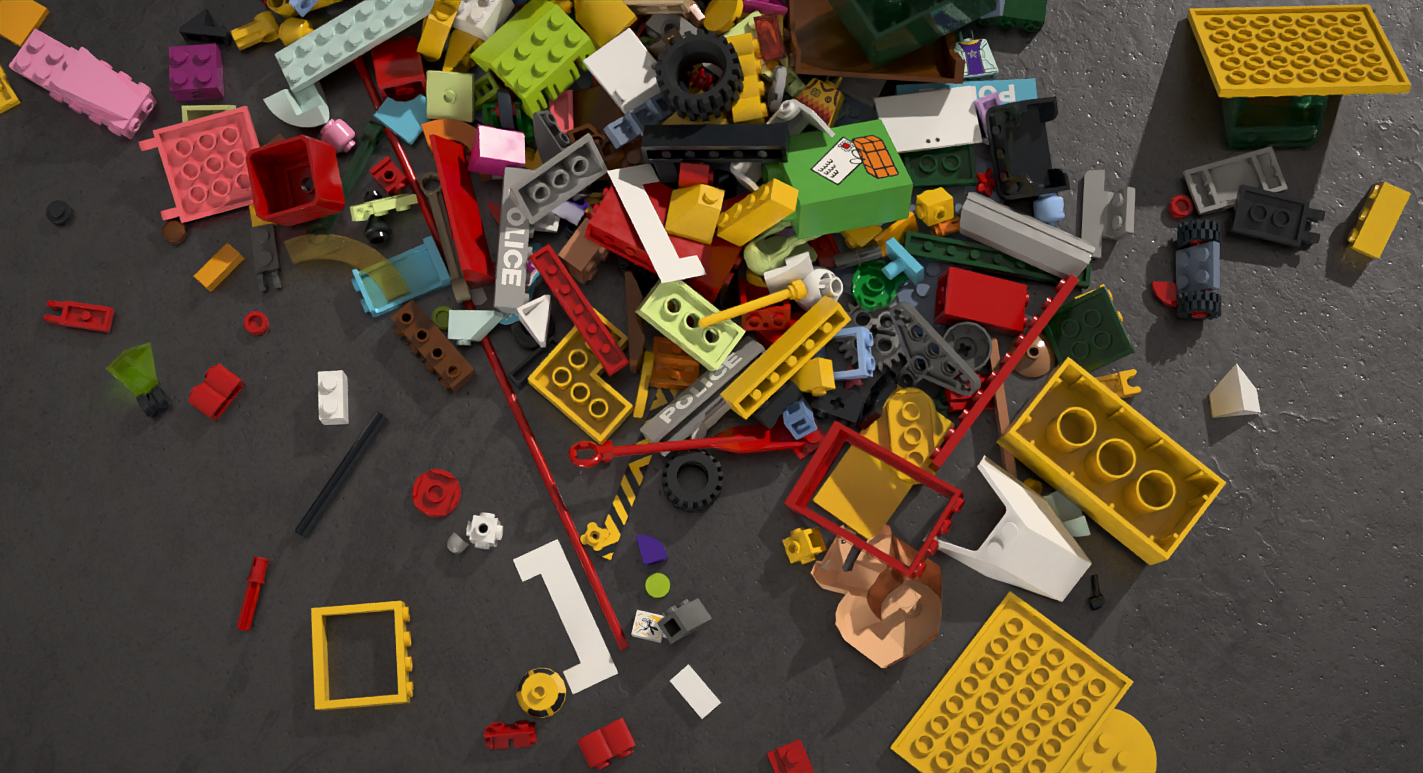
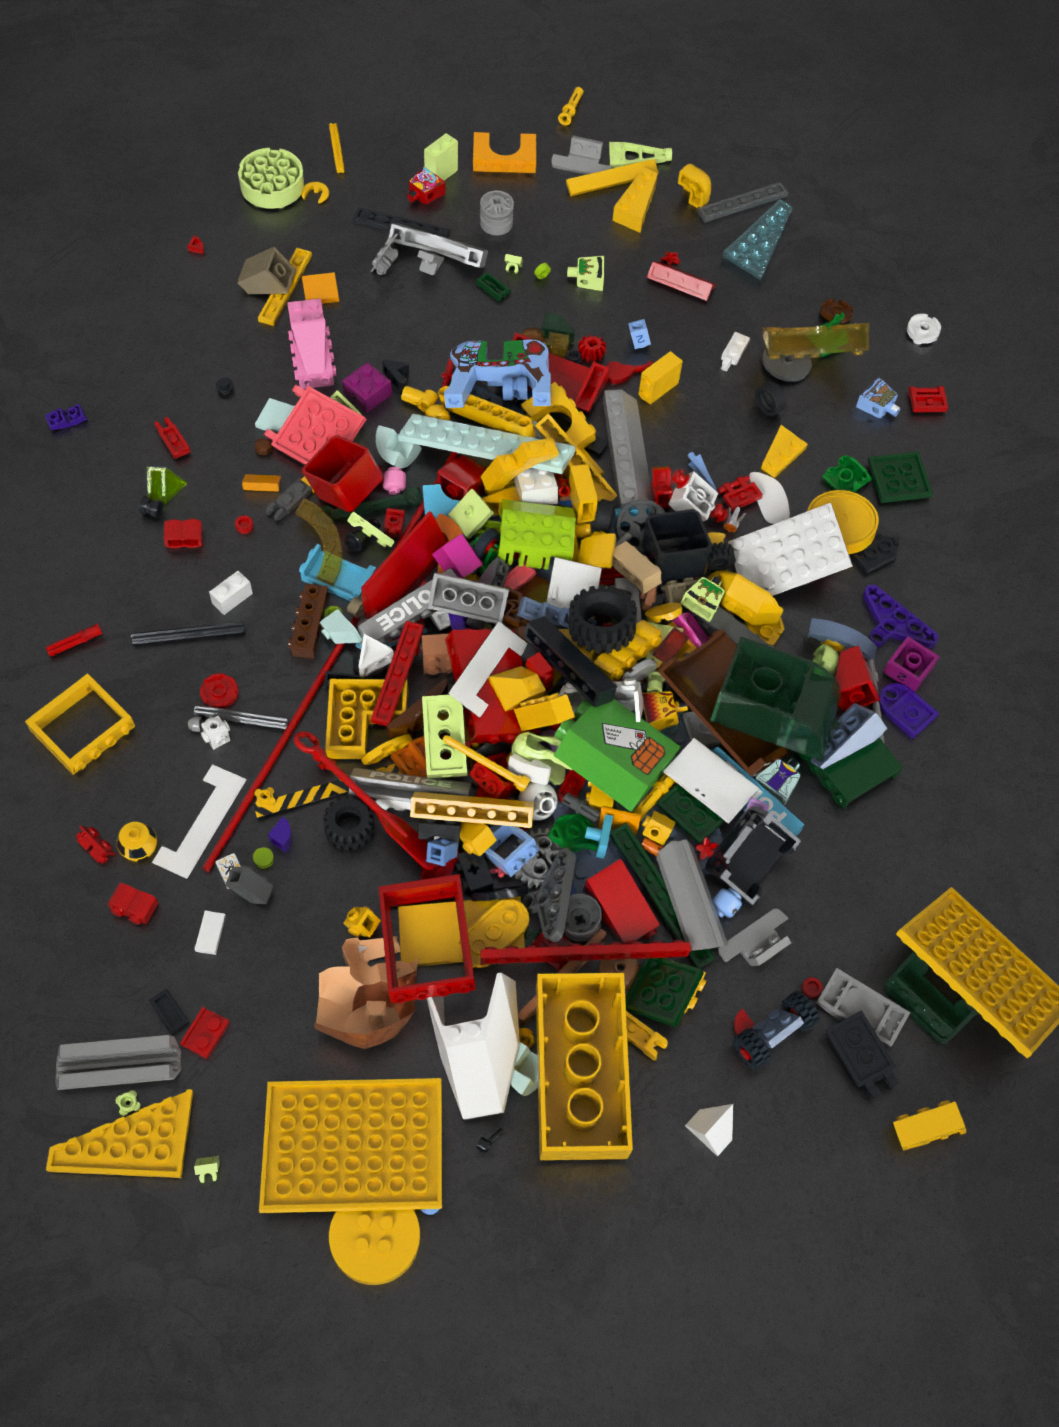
camera: 50 degrees right, 15 degrees down
(148, 189) = (273, 415): none -> light aqua tile
(484, 493) = (241, 716): none -> dark grey axle

